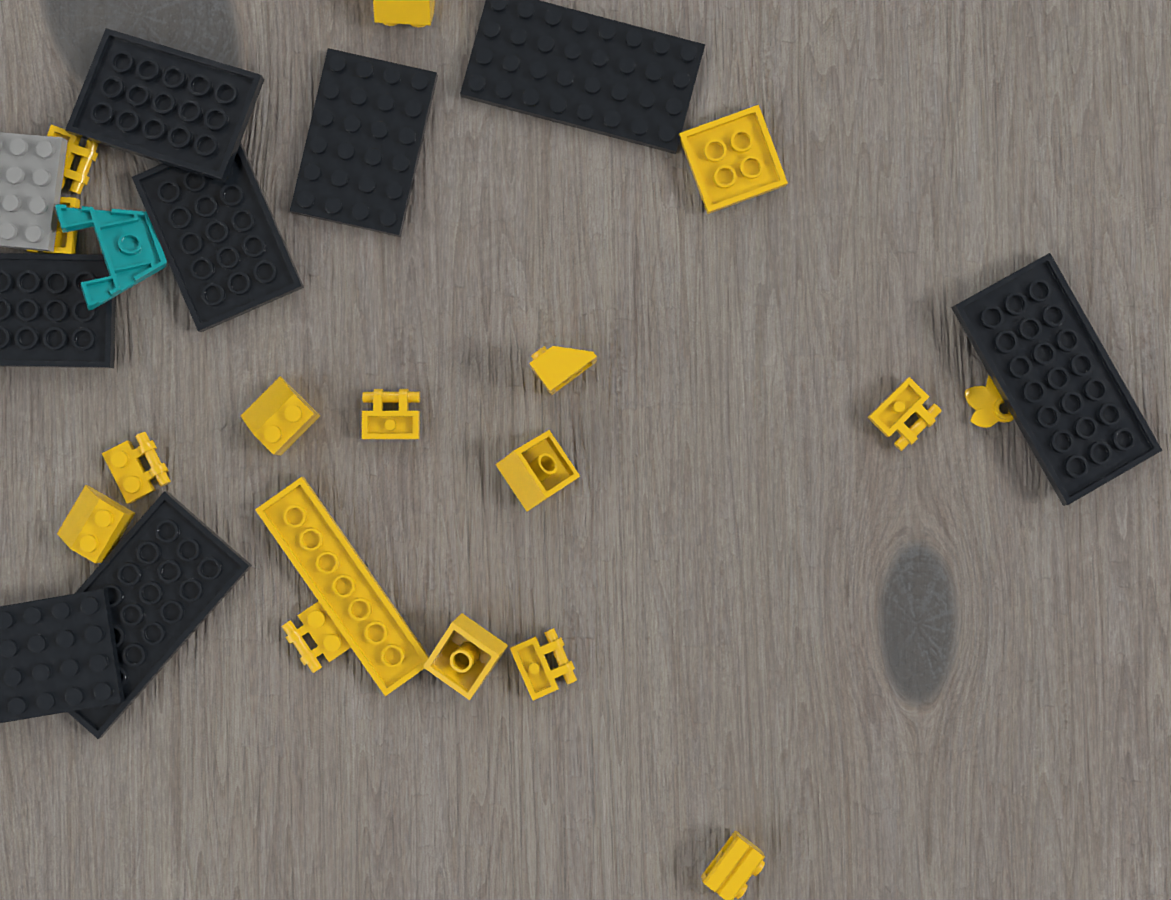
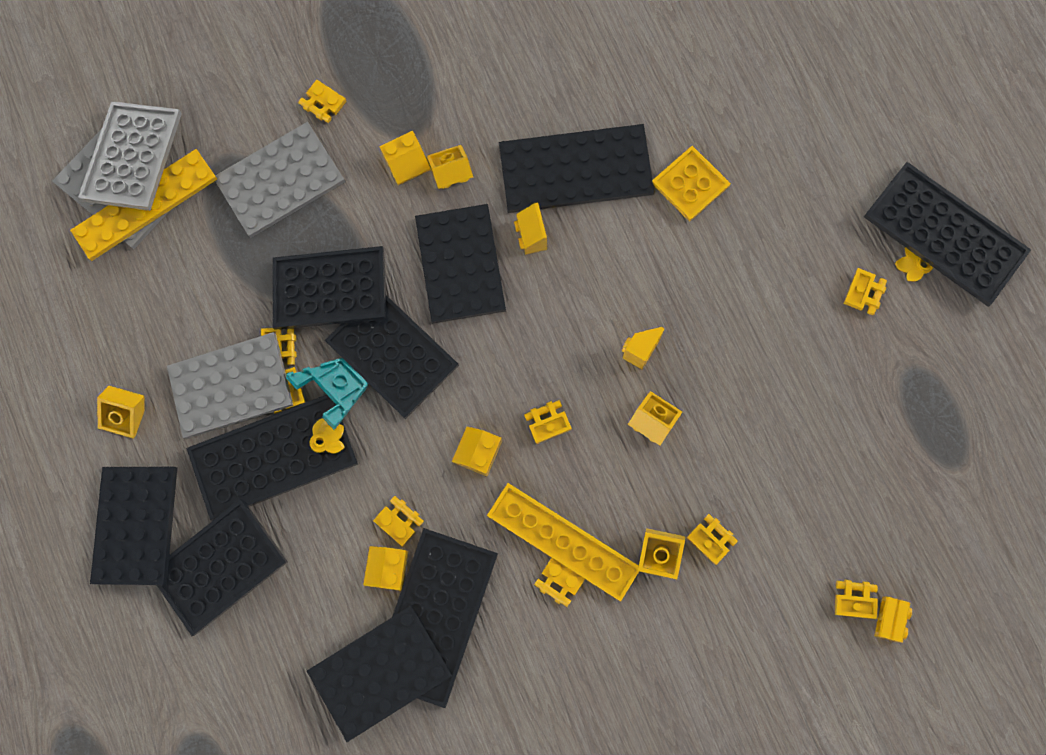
camera: 20 degrees left, 10 degrees down
(83, 320) = (330, 437): none -> yellow plate
(479, 136) = (531, 230): none -> yellow slope
(693, 829) = (856, 606): none -> yellow plate

